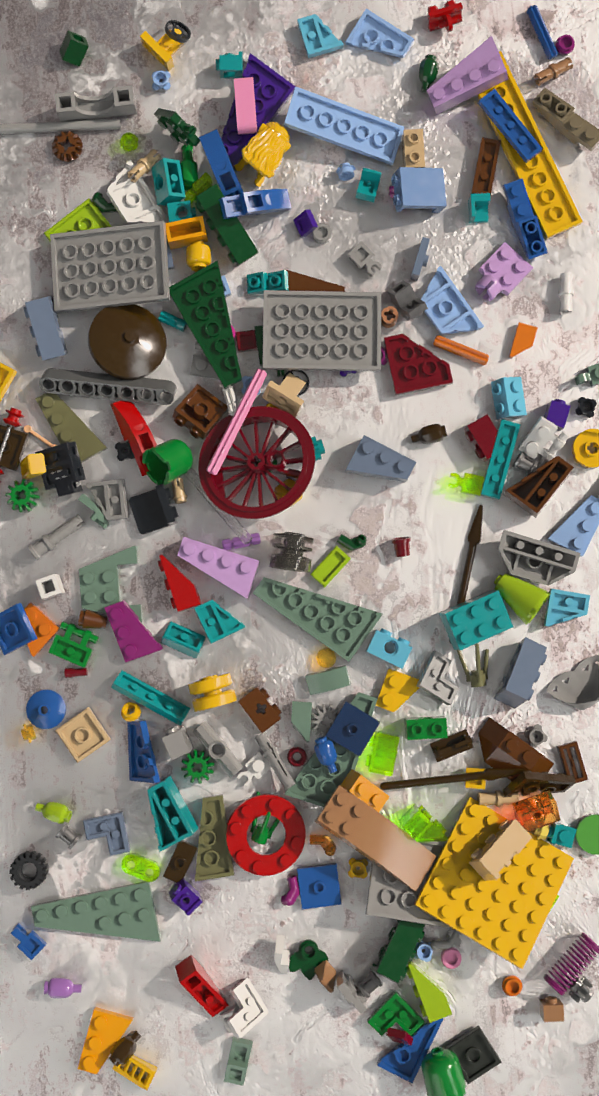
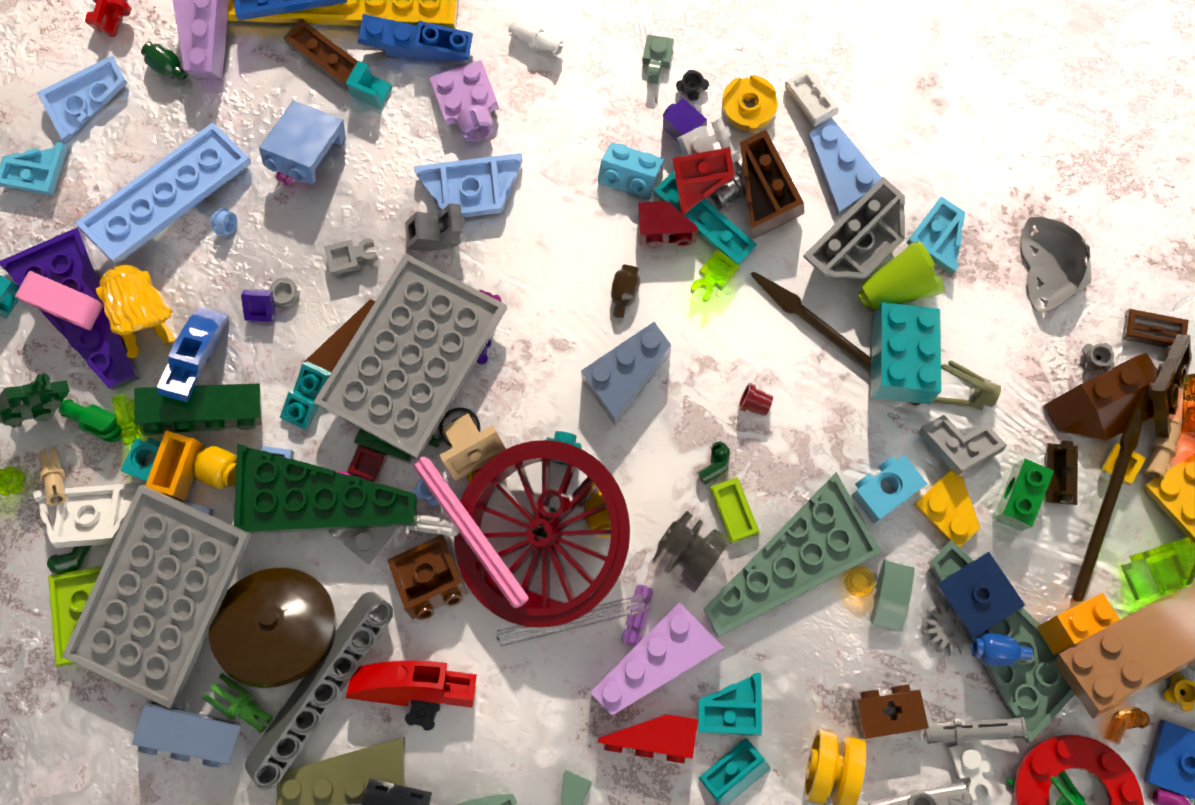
camera: 55 degrees left, 10 degrees down
(75, 348) = (240, 707): none -> bright green arm
(111, 498) = (478, 770): light grey wing -> none
(153, 509) = (528, 716): black bracket -> none
(168, 181) = (92, 454): teal brick -> none
(168, 461) = (471, 658): green cylinder -> none
(172, 321) = (282, 549): teal piece -> none
(178, 491) = (520, 666): tan pin -> none
(221, 164) = (111, 369): blue slope -> none
(296, 763) = (990, 693): dark red plate -> none
(302, 718) = (930, 660): sand green slope -> none
(368, 185) = (258, 201): teal bracket -> none
(383, 753) = (1033, 571): clear neon green brick -> none
(392, 311) = (445, 255): nougat bush -> none
(413, 148) = (245, 123): tan brick -> none
(414, 366) = (524, 264): dark red plate -> none
(421, 259) = (390, 186): sand blue plate -> none
(461, 350) = (535, 197): orange axle -> none
(522, 673) = (1008, 330): sand blue wedge -> none
(523, 339) = (563, 116): orange tile -> none
(524, 443) = (701, 175): none -> red wing

